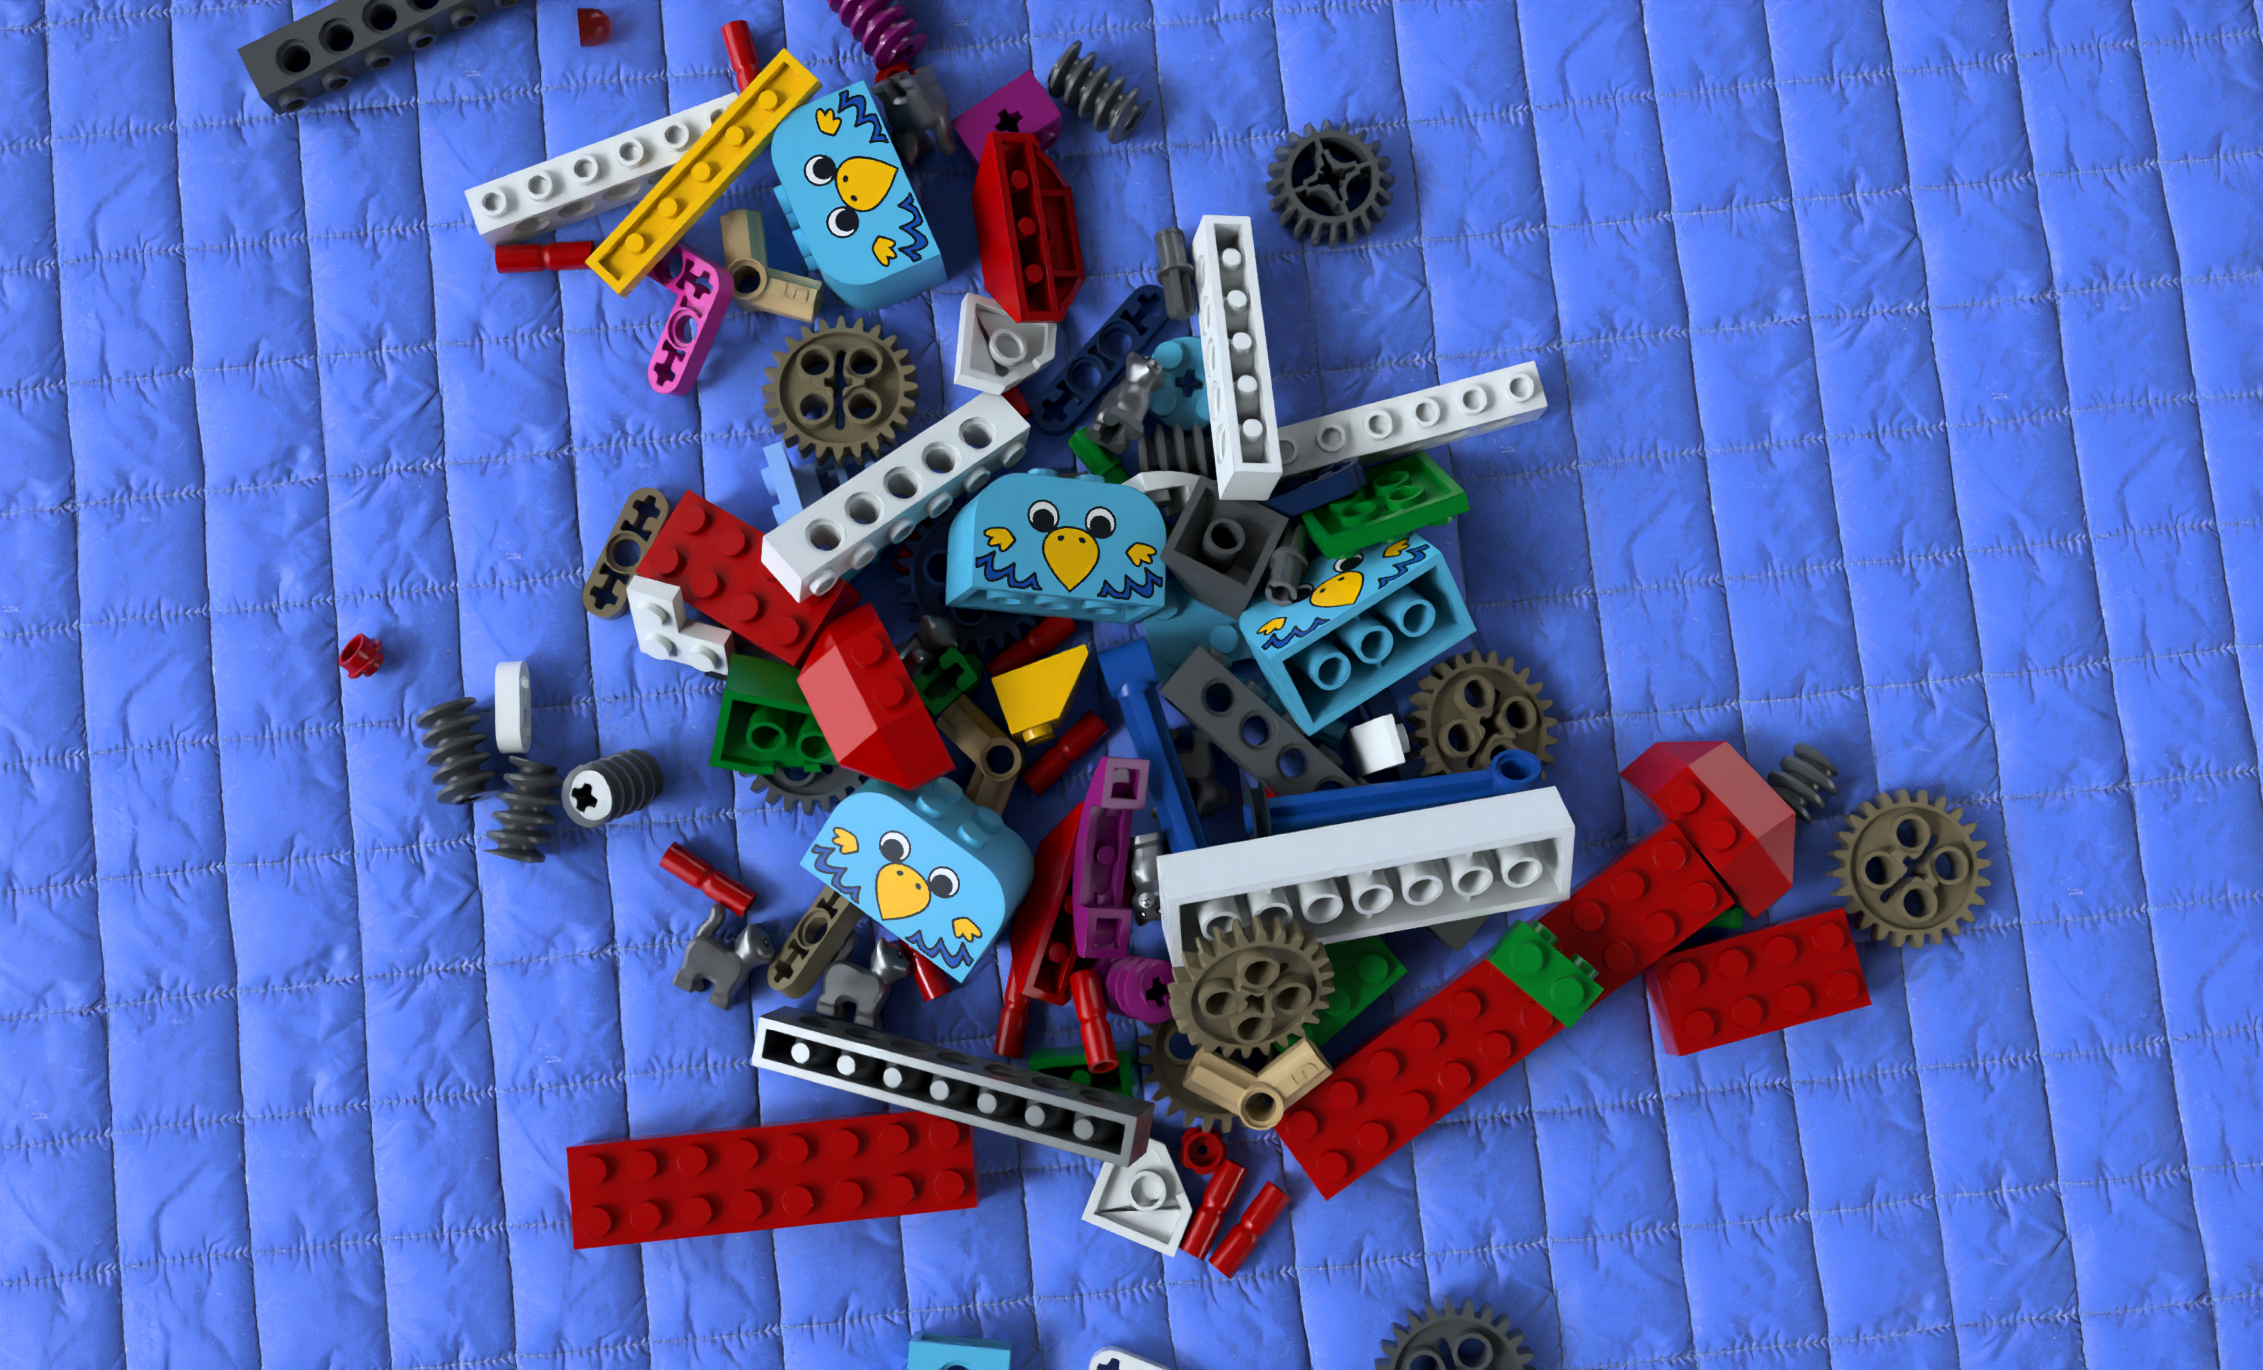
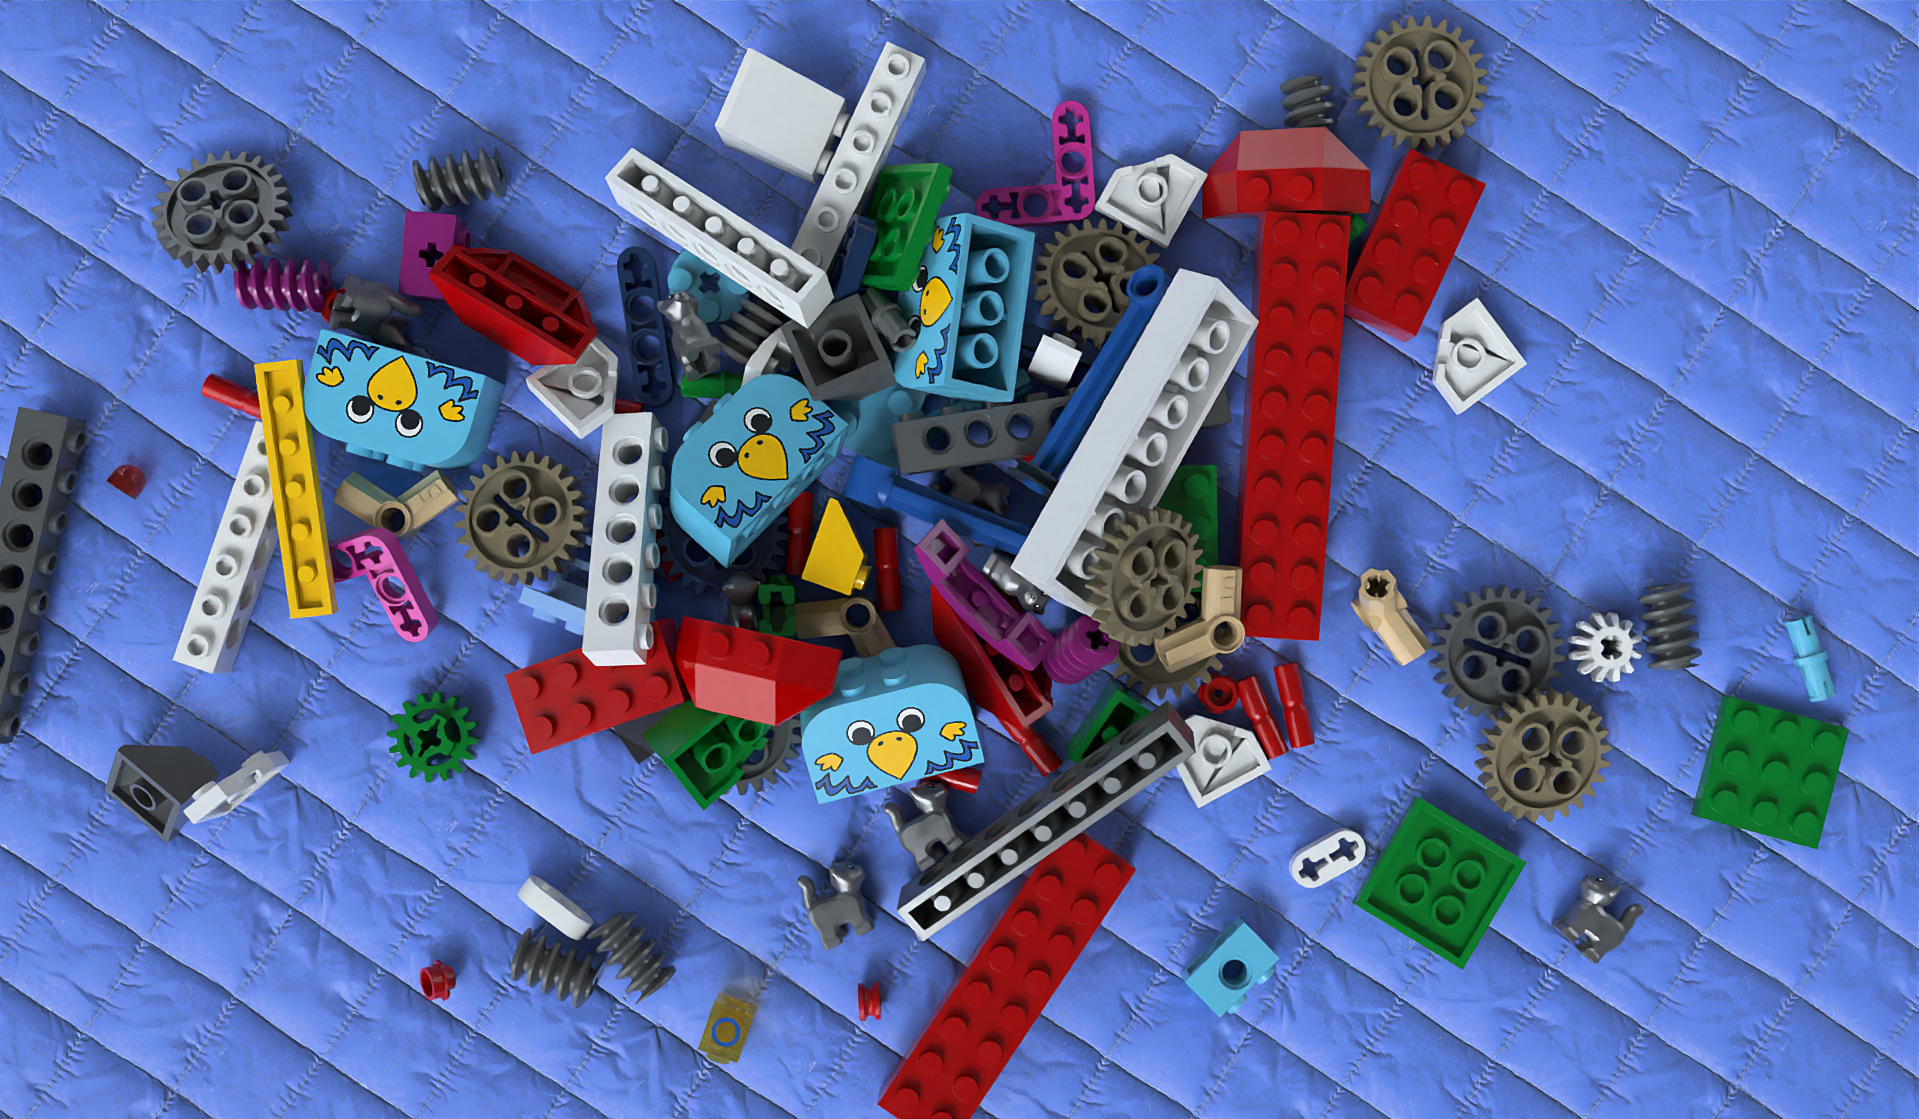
camera: 50 degrees left, 5 degrees up
(344, 272) = (158, 784): none -> dark grey slope
(381, 335) = (221, 798): none -> white plate
(526, 953) = (727, 1029): none -> clear yellow brick
(539, 257) = (261, 644): red piece -> none
(576, 455) = (418, 730): none -> green gear
(611, 787) = (664, 886): dark grey piece -> none
(619, 535) = (506, 765): dark tan beam -> none
(656, 1063) = (869, 1001): none -> red bush
(667, 632) = (591, 766): white plate -> none
(713, 882) = (772, 872): red piece -> none
(810, 967) = (867, 841): dark tan beam -> none
(1094, 1027) = (1084, 698): red piece -> none
(1175, 273) = (628, 229): dark grey axle -> none
(1363, 167) = (660, 42): dark grey gear -> none
(1388, 324) = (782, 117): none -> white slope
(1404, 1242) = (1385, 612): none -> tan piece
(1526, 621) = (1056, 193): none -> dark pink beam
(1544, 973) = (1294, 378): green brick -> none
(1599, 711) = (1152, 196): none -> white plate
(1705, 1126) = (1472, 357): none -> white plate

